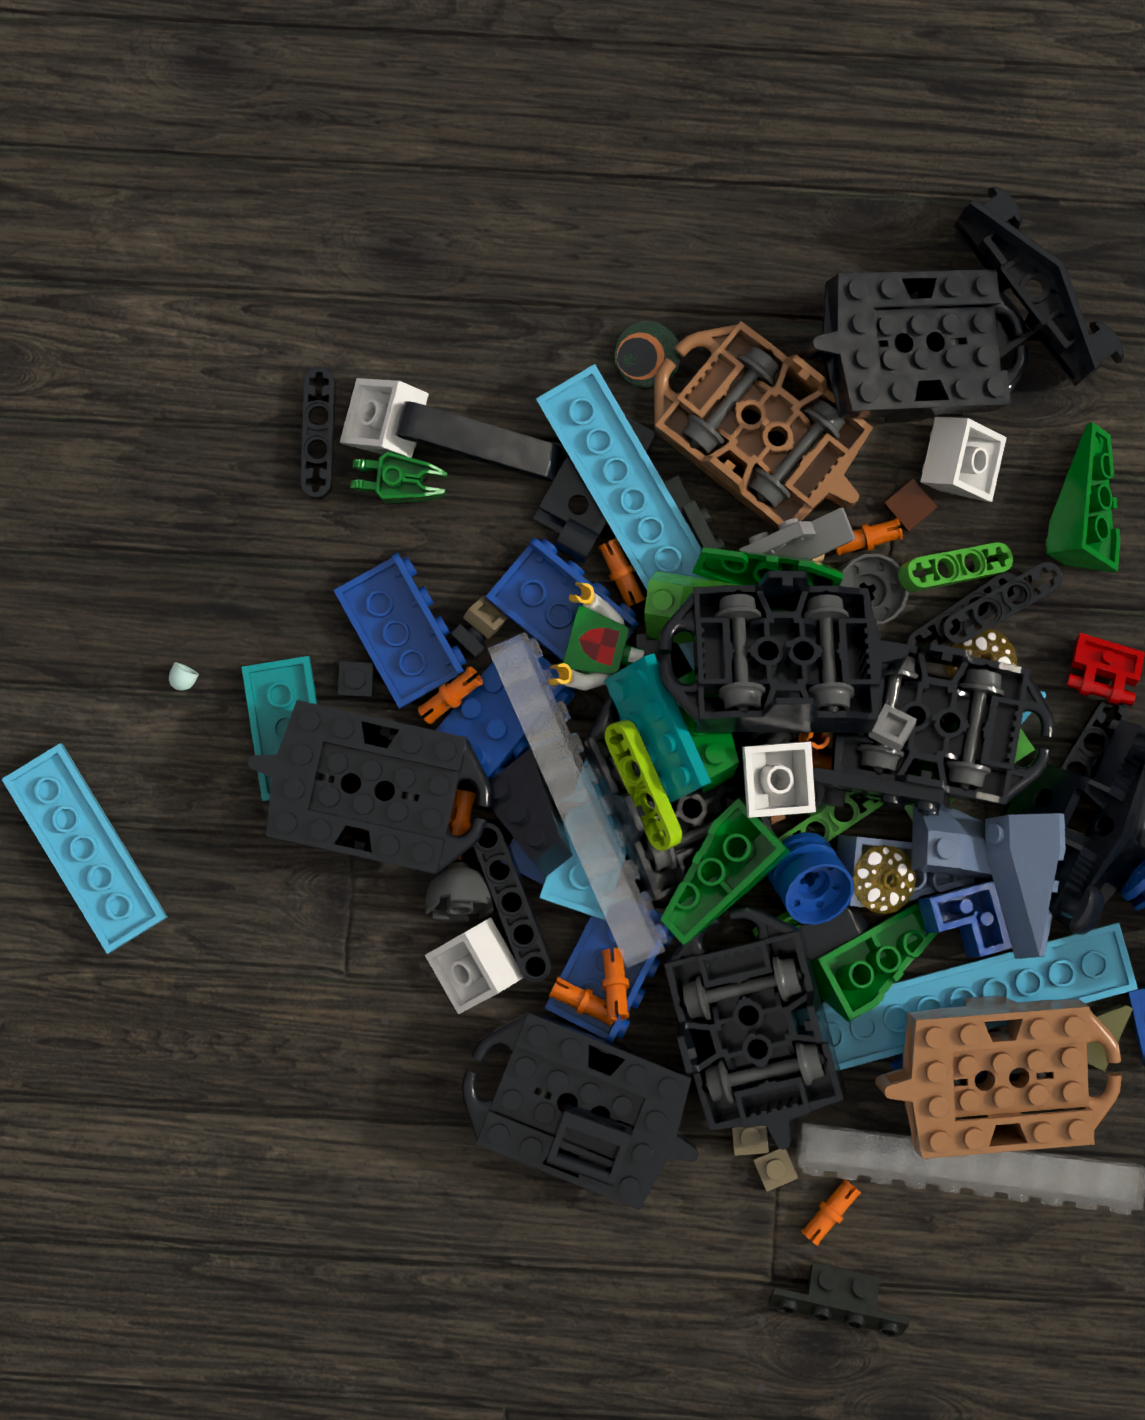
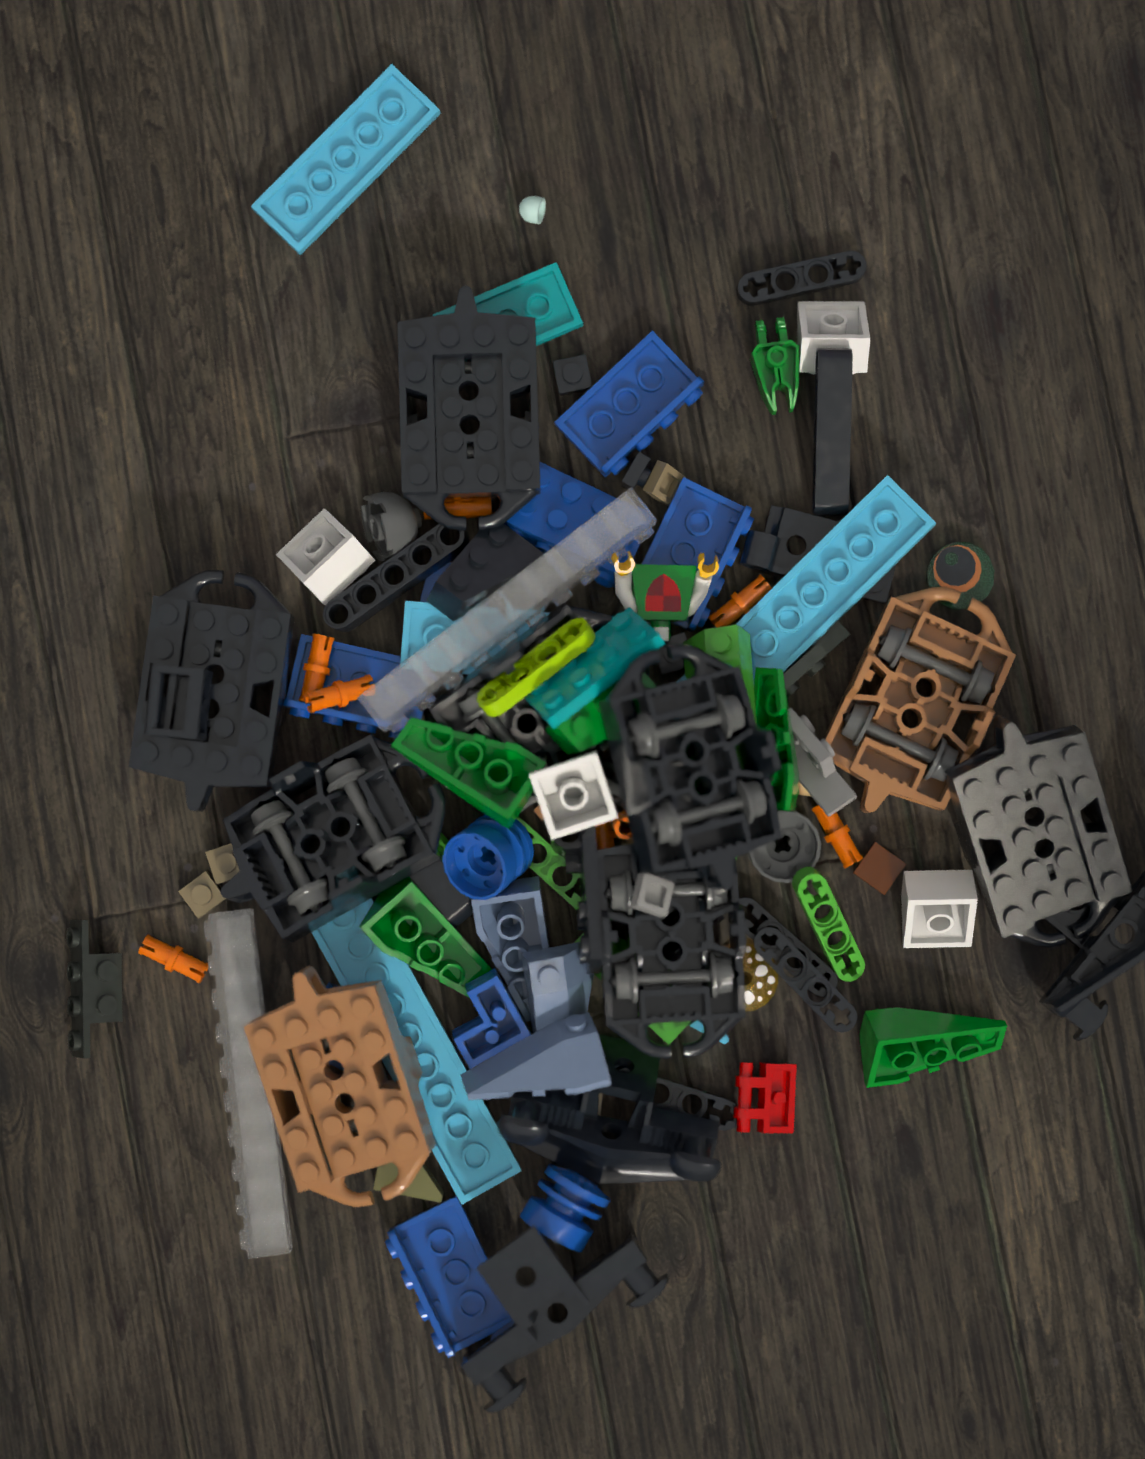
camera: 75 degrees right, 0 degrees up
(450, 695) = (579, 467): orange pin -> none
(871, 879) = (500, 914): clear yellow dish -> none

